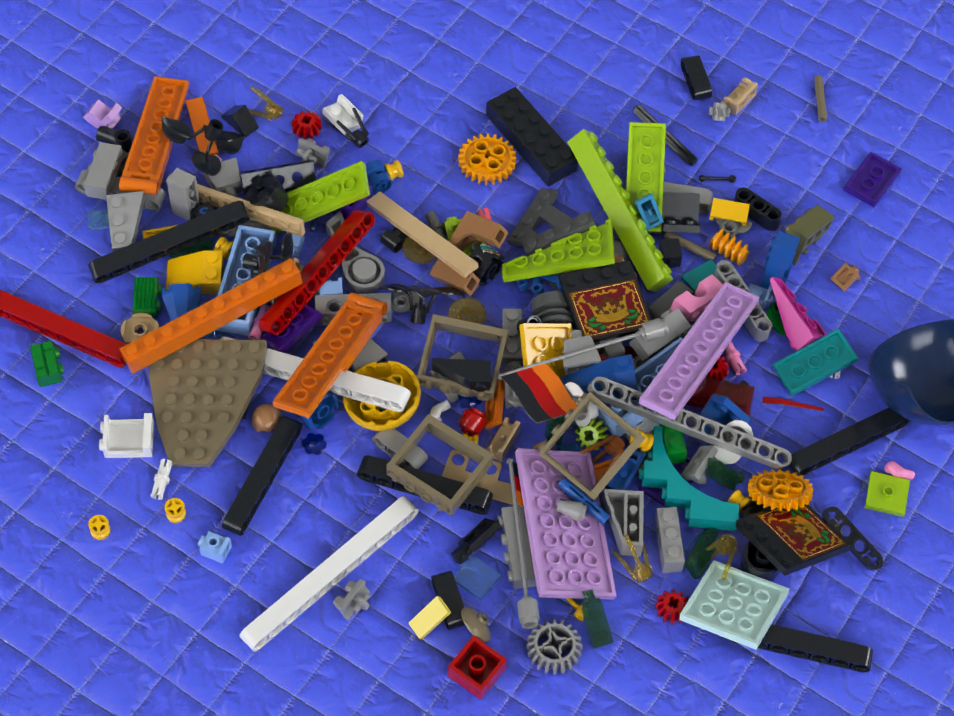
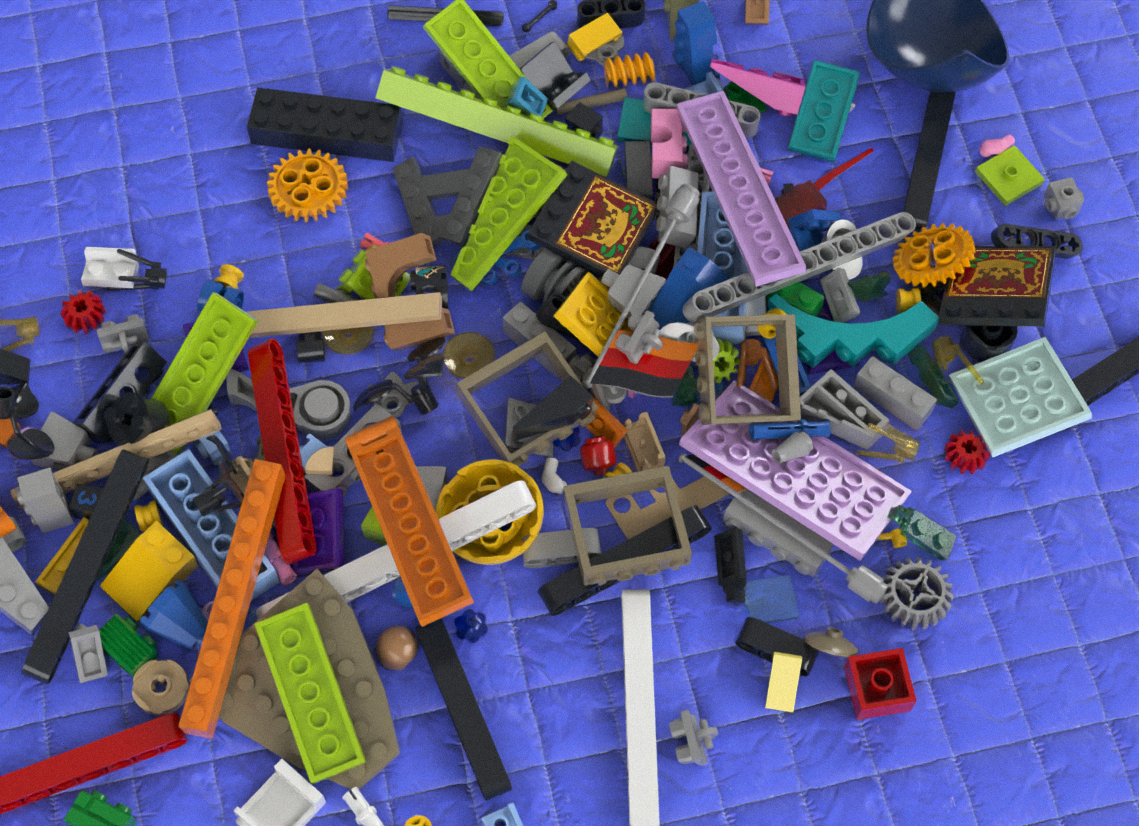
camera: 45 degrees left, 5 degrees up
(124, 282) = (88, 653): none -> light grey tile
(196, 394) = (310, 693): none -> lime plate
(330, 295) = (321, 462): none -> tan tile
(551, 375) = (643, 339): none -> light grey hips
(899, 532) = (1063, 199): none -> light grey brick

